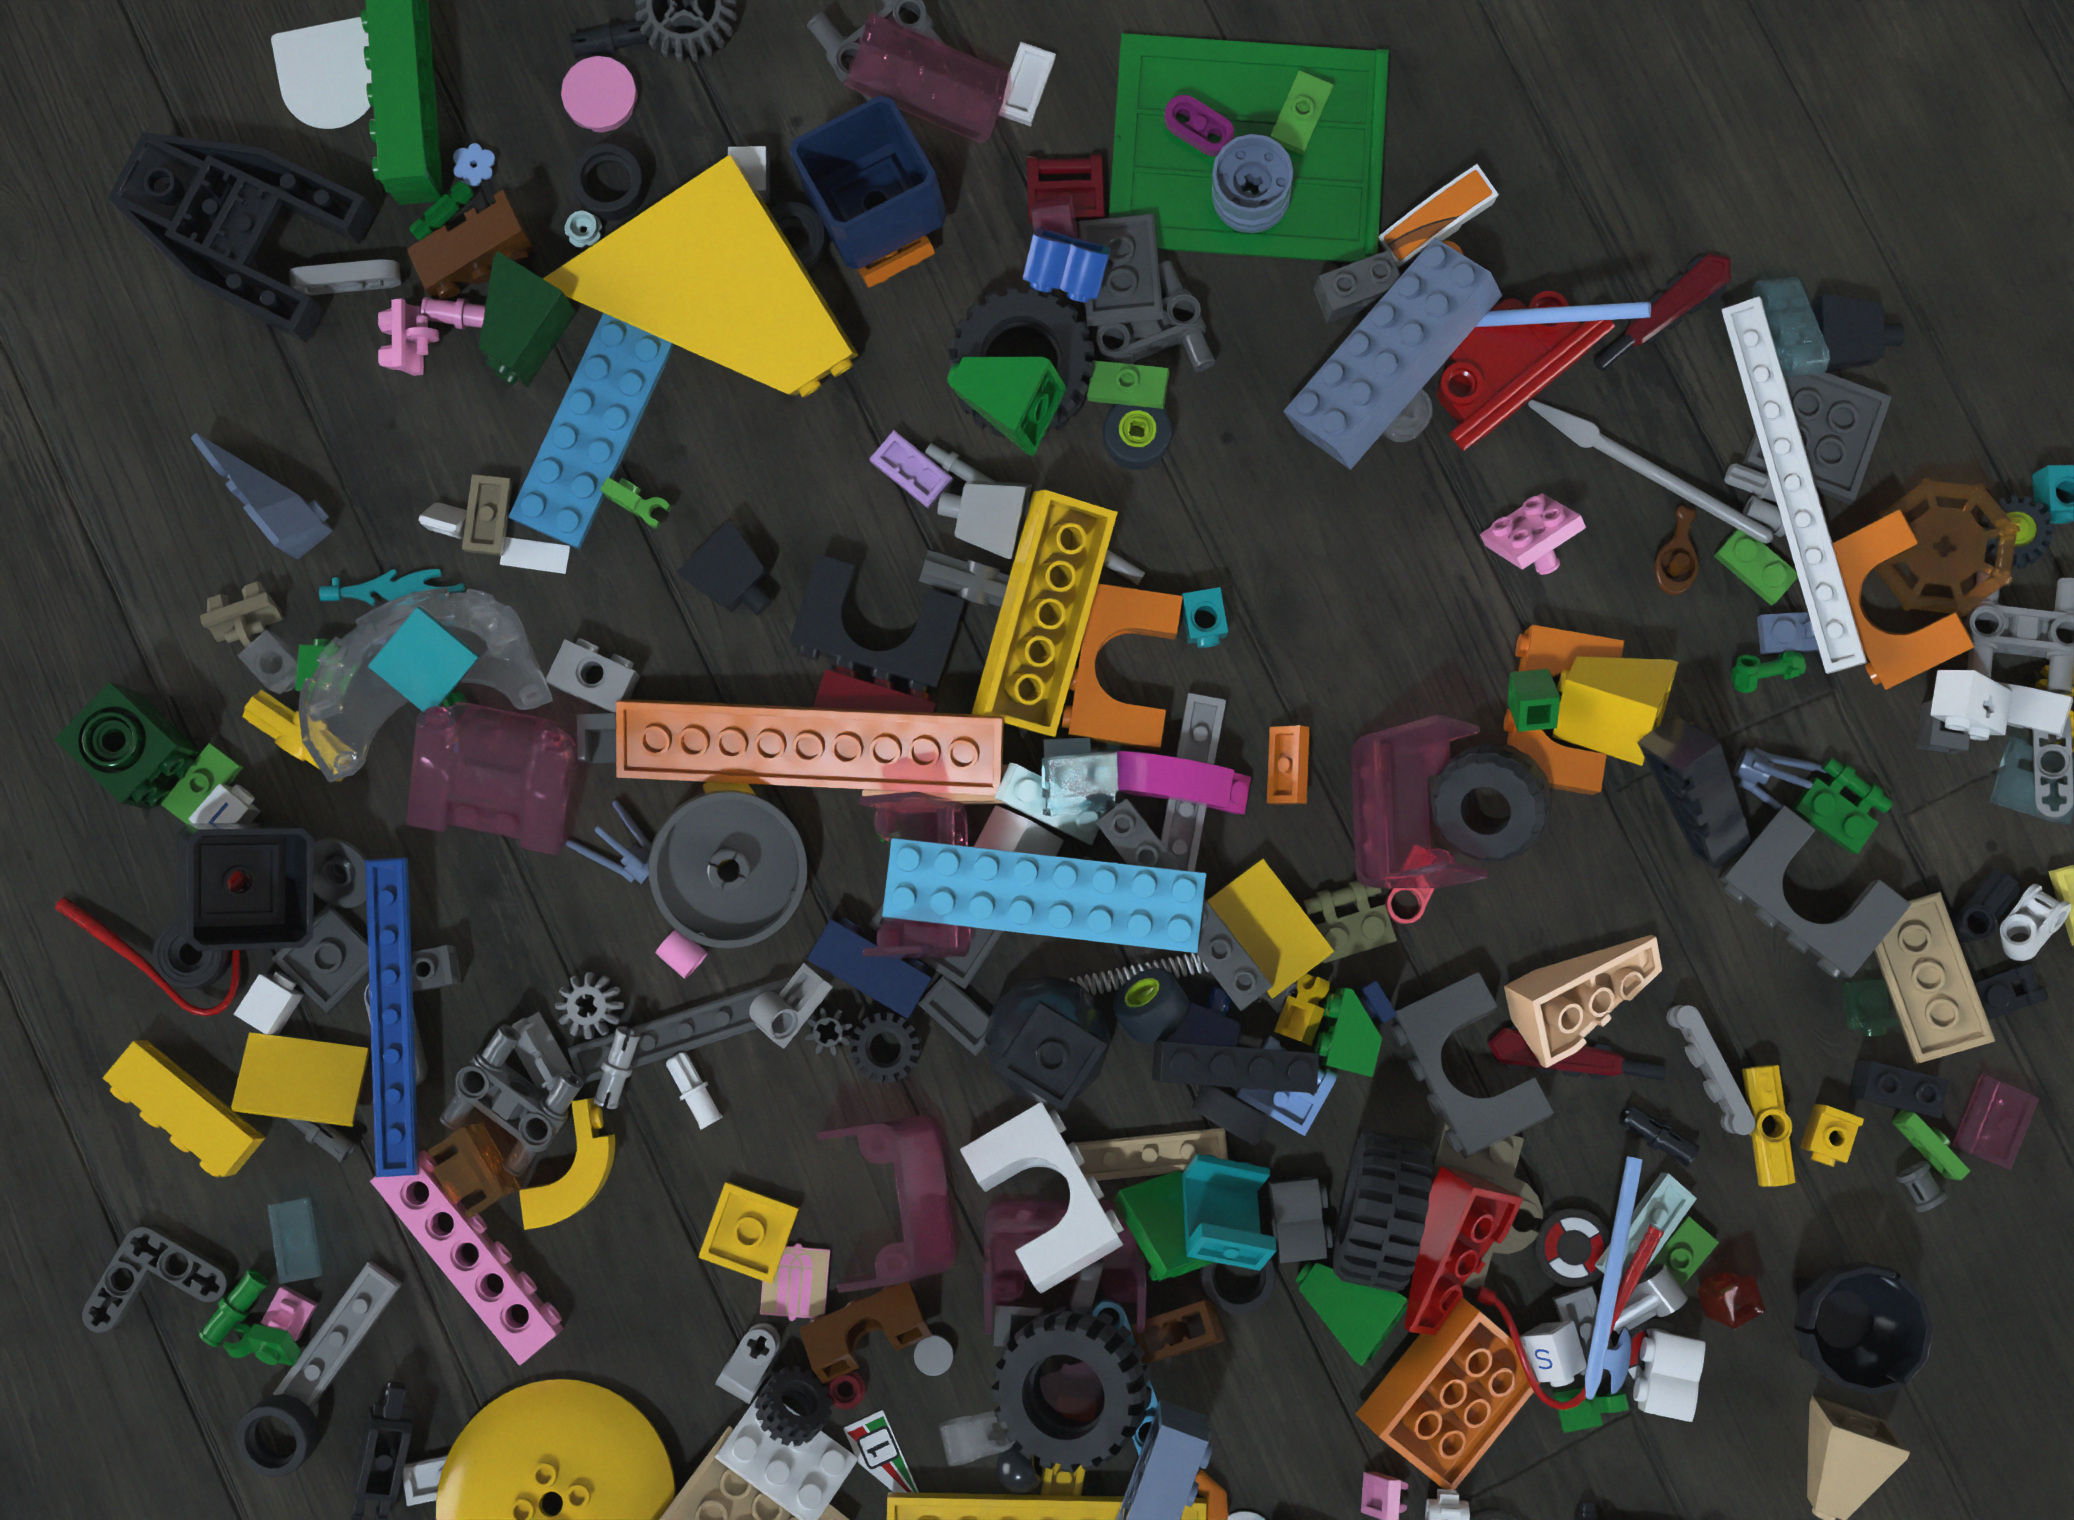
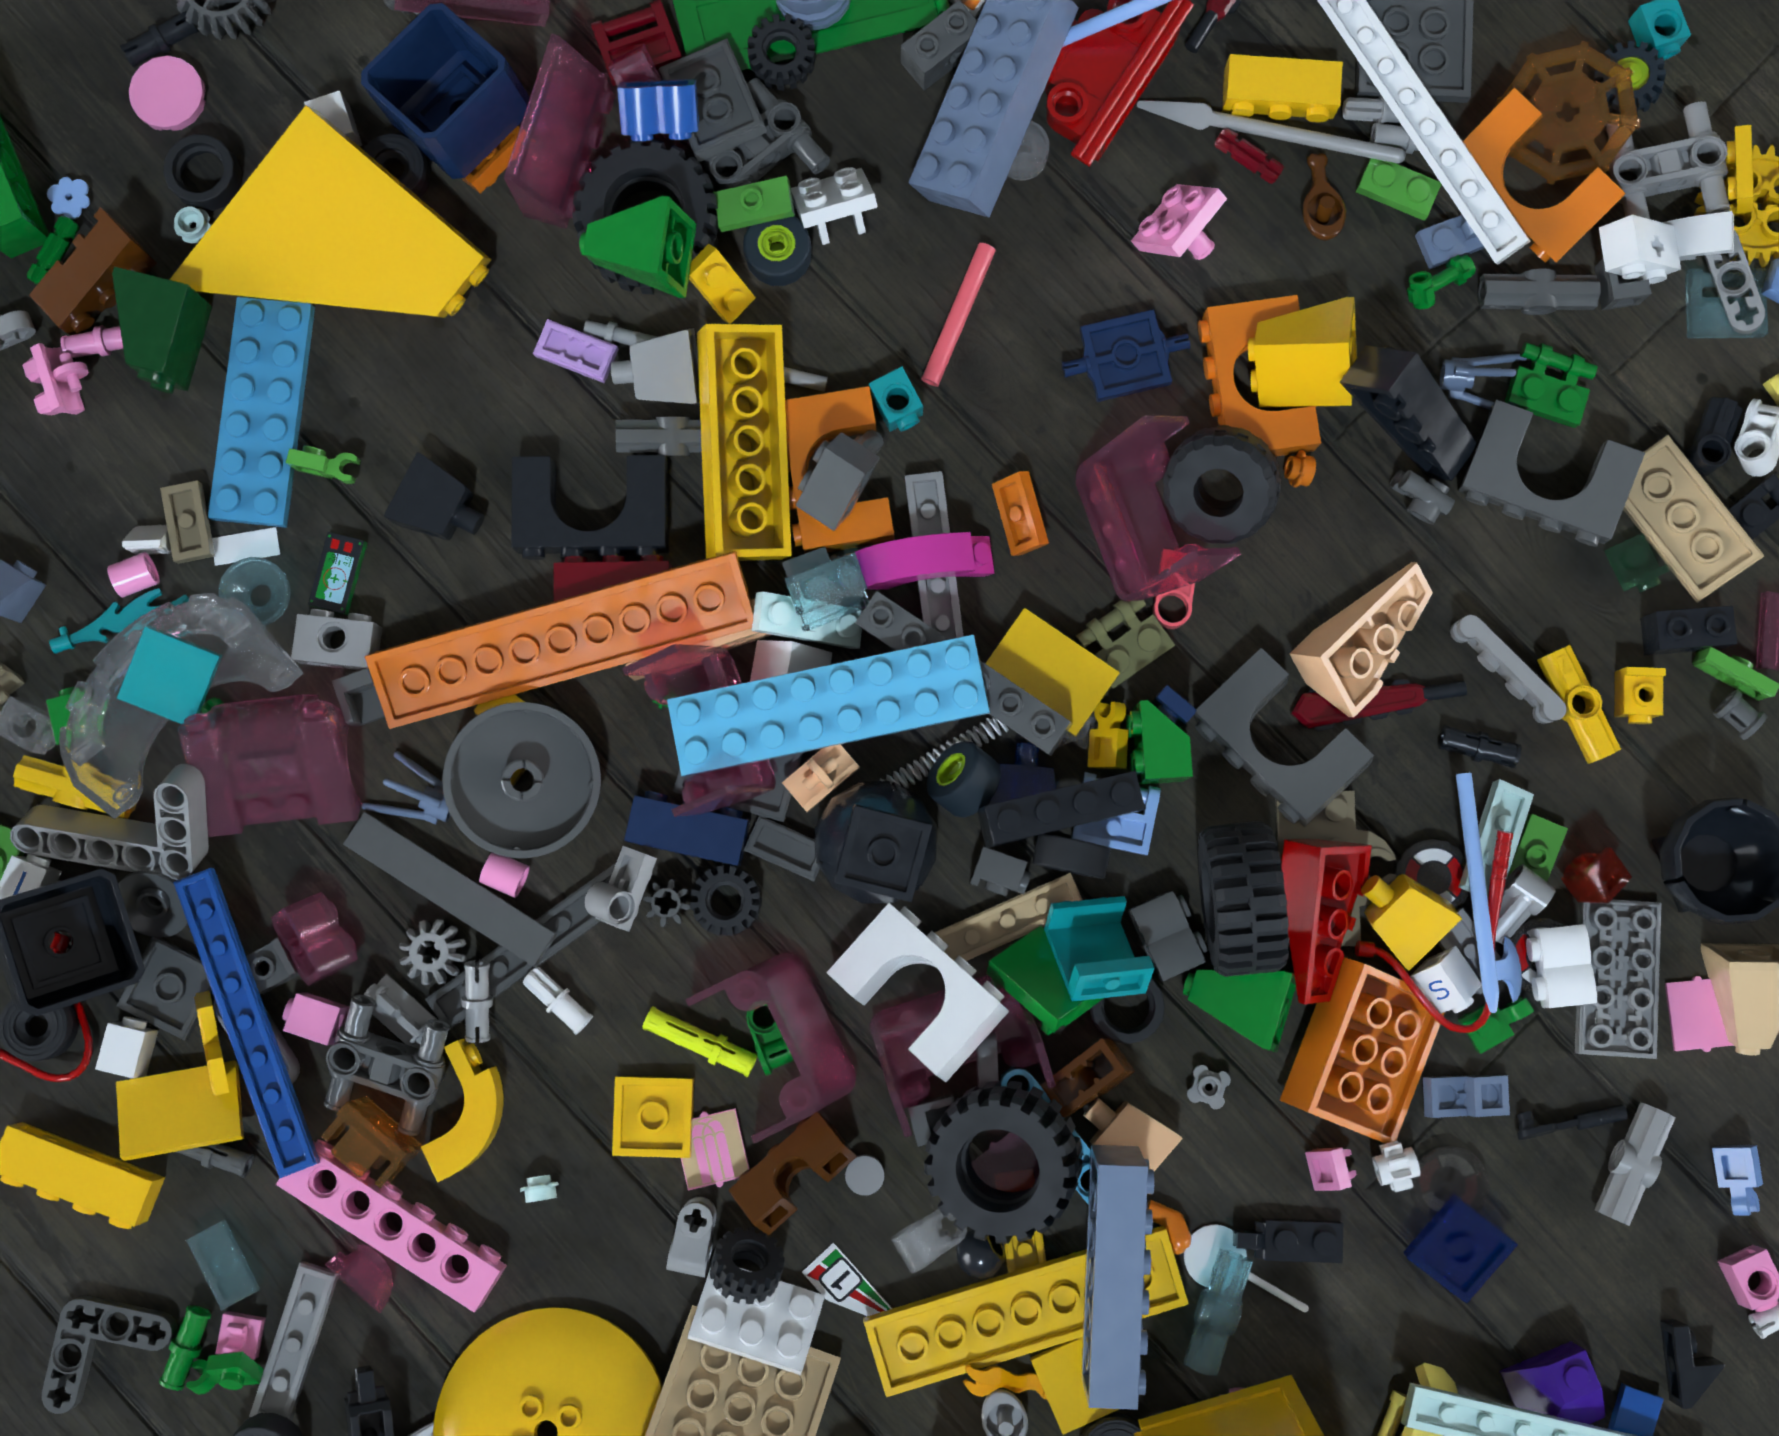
camera: 10 degrees left, 0 degrees up
(351, 1027) = (211, 1043): none -> yellow tile
(370, 824) = (168, 847): none -> light grey beam
(419, 549) = (133, 574): none -> bright pink beam
(426, 1294) = (365, 1275): none -> clear pink brick
(457, 1032) = (314, 1017): none -> bright pink brick
(481, 956) = (314, 938): none -> clear pink brick
(533, 583) = (247, 574): none -> clear light blue piece
(614, 610) = (337, 573): none -> tile
(619, 1266) = (539, 1189): none -> light aqua plate
(625, 950) = (450, 889): none -> dark grey tile
(817, 1175) = (700, 1041): none -> neon yellow pin
(847, 1401) = (799, 1244): dark red plate -> none
(882, 1196) = (766, 1042): none -> green piece
(962, 258) = (558, 134): none -> clear pink slope
(1014, 957) = (820, 776): none -> light nougat hips
(1070, 451) = (719, 284): none -> yellow plate
(1126, 677) = (839, 477): none -> dark grey brick
(1157, 1106) = (1000, 872): none -> dark grey brick
(1205, 1395) = (1132, 1128): none -> light nougat torso
(1206, 403) = (834, 198): none -> white plate
(1207, 222) = (775, 31): none -> black tyre
(1279, 1380) = (1218, 1081): none -> light grey plate
(1290, 552) = (958, 314): none -> coral piece
(1439, 644) = (1125, 355): none -> dark blue plate
(1533, 700) = (1230, 375): green brick -> none
(1536, 1278) = (1408, 916): none -> yellow torso
(1536, 1468) = (1466, 1096): none -> sand blue slope
(1572, 809) = (1300, 469): none -> orange plate
(1621, 488) = (1249, 155): none -> dark red axle
(1674, 433) = (1282, 87): none -> yellow brick
(1687, 878) = (1428, 497): none -> dark grey plate
(1729, 1404) = (1626, 974): none -> light grey tile
(1783, 1463) = (1695, 1015): none -> bright pink piece
(1859, 711) = (1538, 292): none -> dark grey piece

